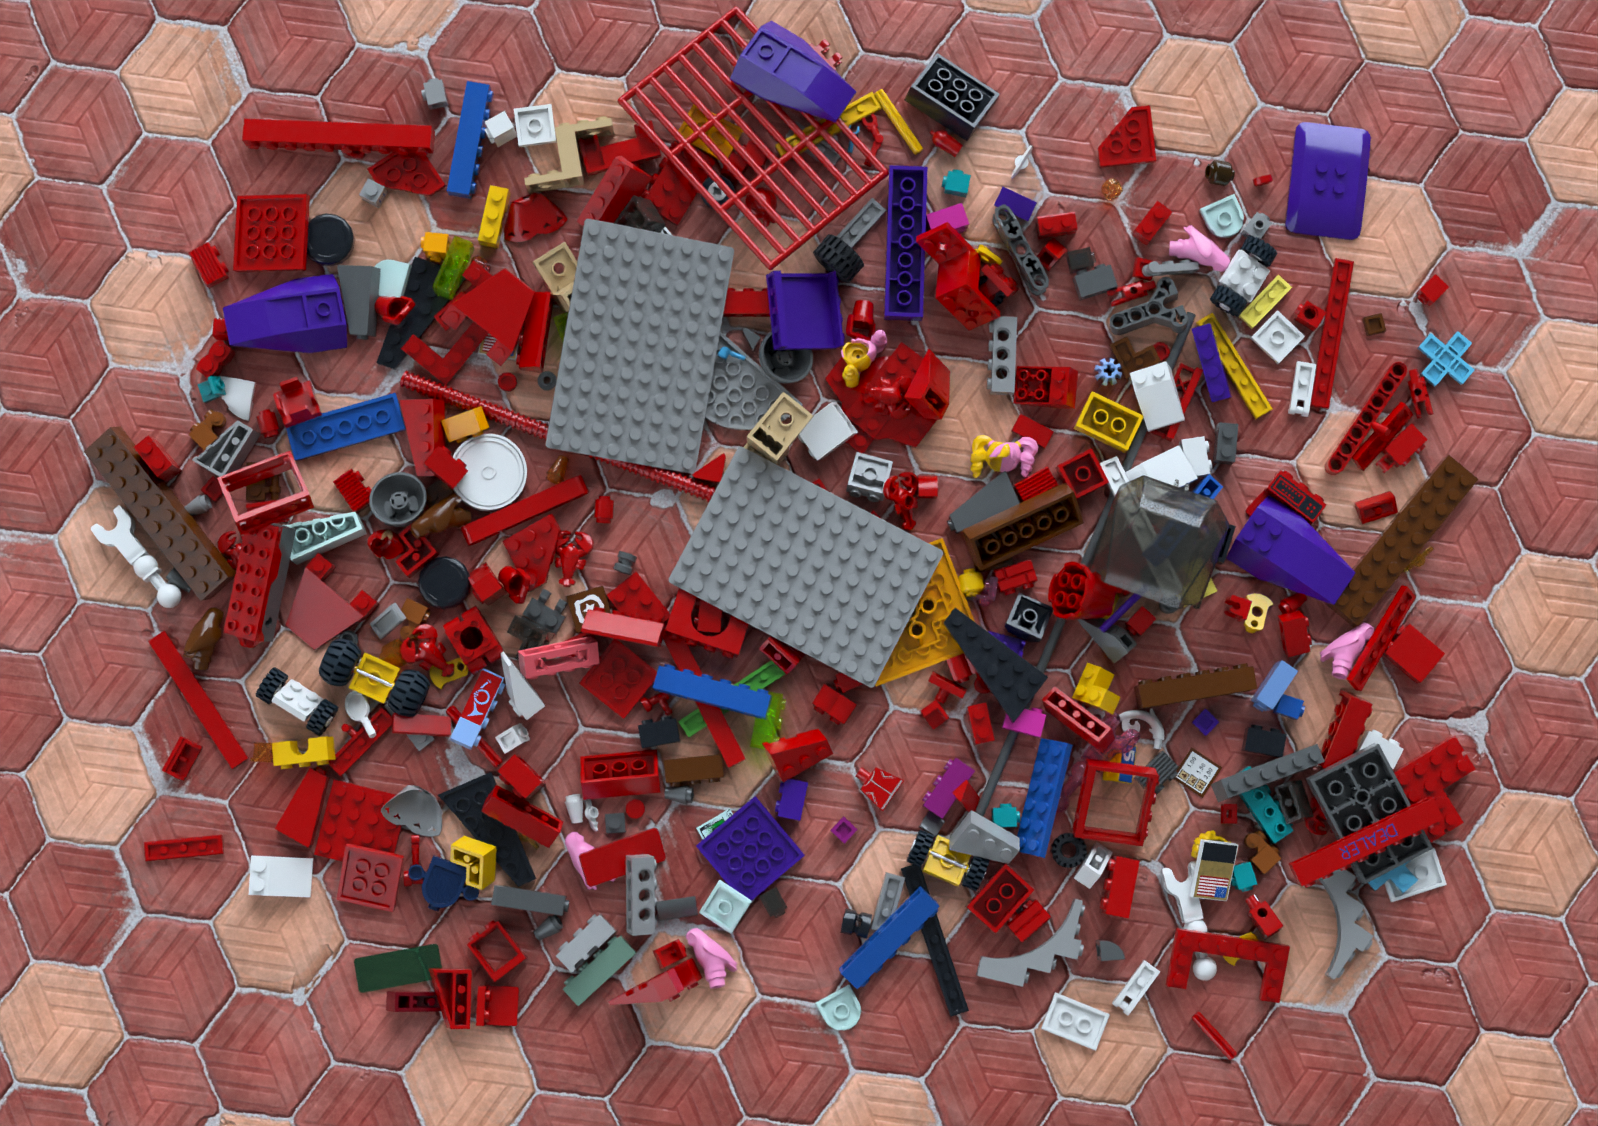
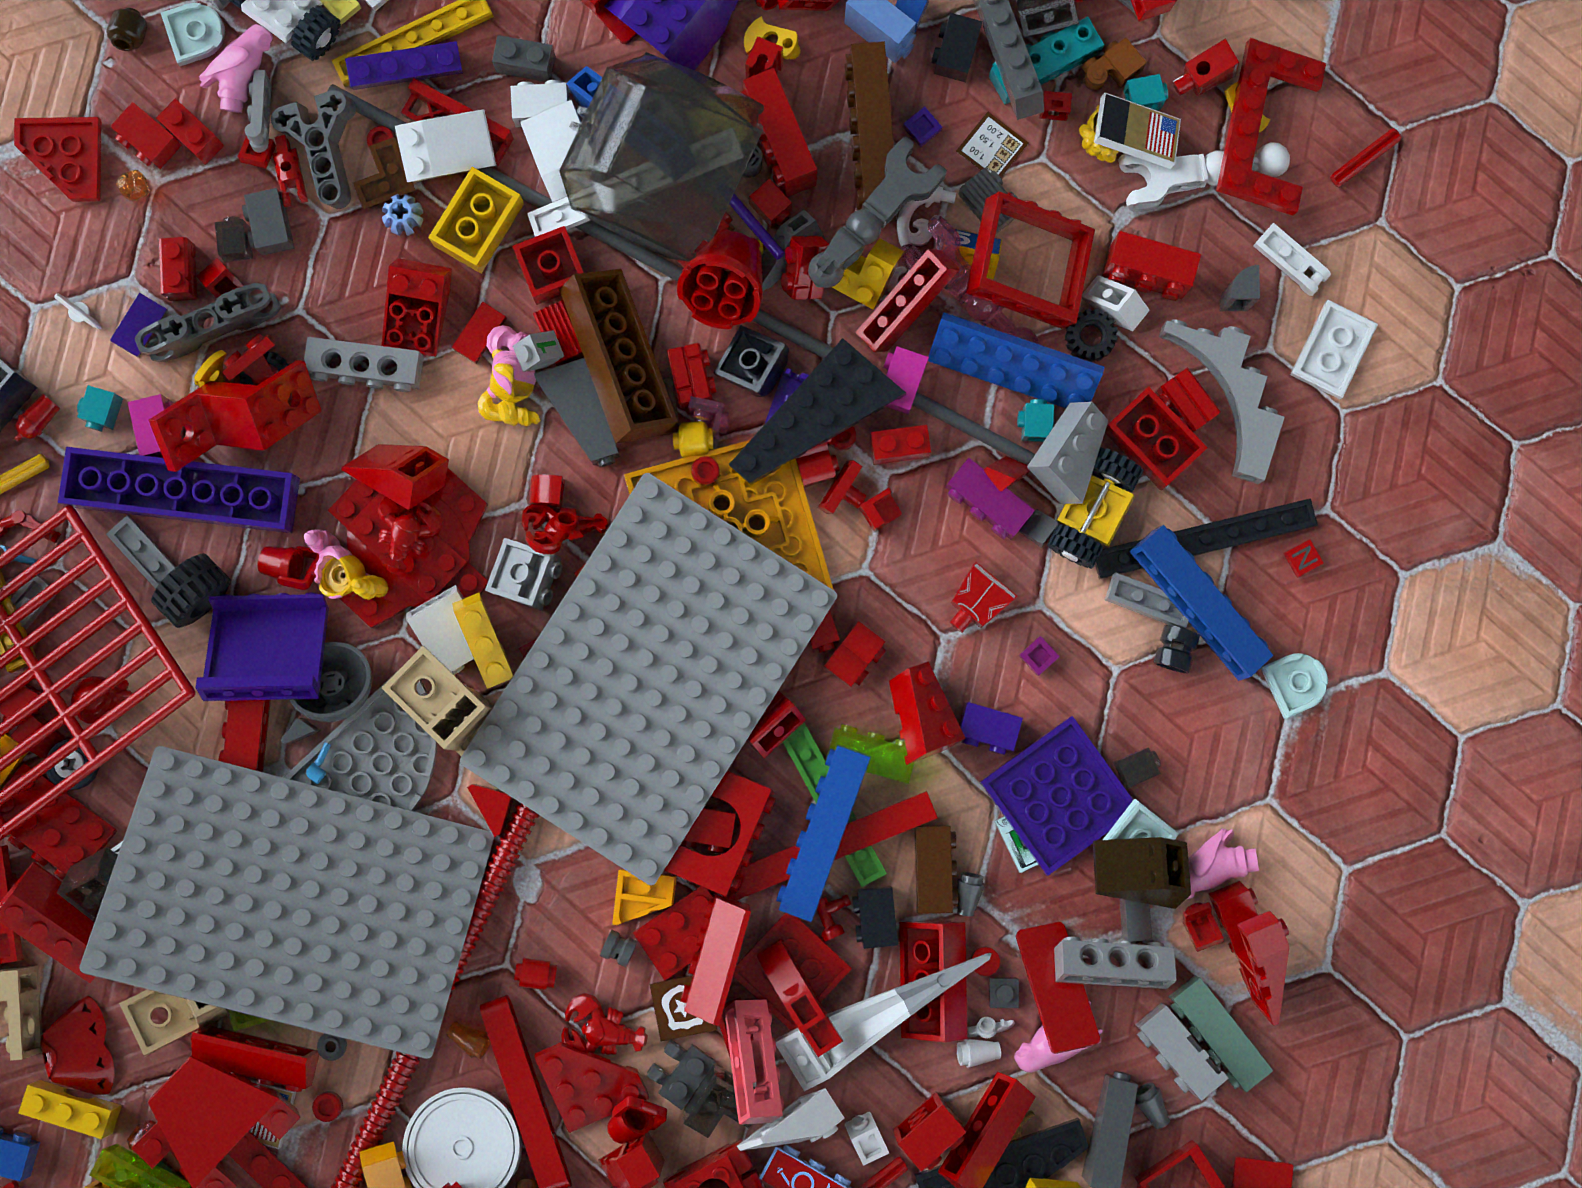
camera: 85 degrees left, 0 degrees up
(574, 708) = (866, 1023): none -> white plate
(602, 684) = (799, 998): none -> red slope
(658, 572) = (638, 899): none -> light orange wing
(704, 907) = (1143, 870): none -> dark brown slope
(821, 453) = (482, 640): none -> yellow arch
(927, 1008) = (1303, 558): none -> red tile
(949, 592) = (705, 471): none -> red tile
(1020, 472) = (538, 351): none -> light grey brick
(1096, 648) = (798, 256): none -> red brick
(1138, 694) = (878, 210): none -> dark grey piece
(1146, 193) = (147, 136): none -> red brick
(1186, 624) = (781, 136): none -> red brick

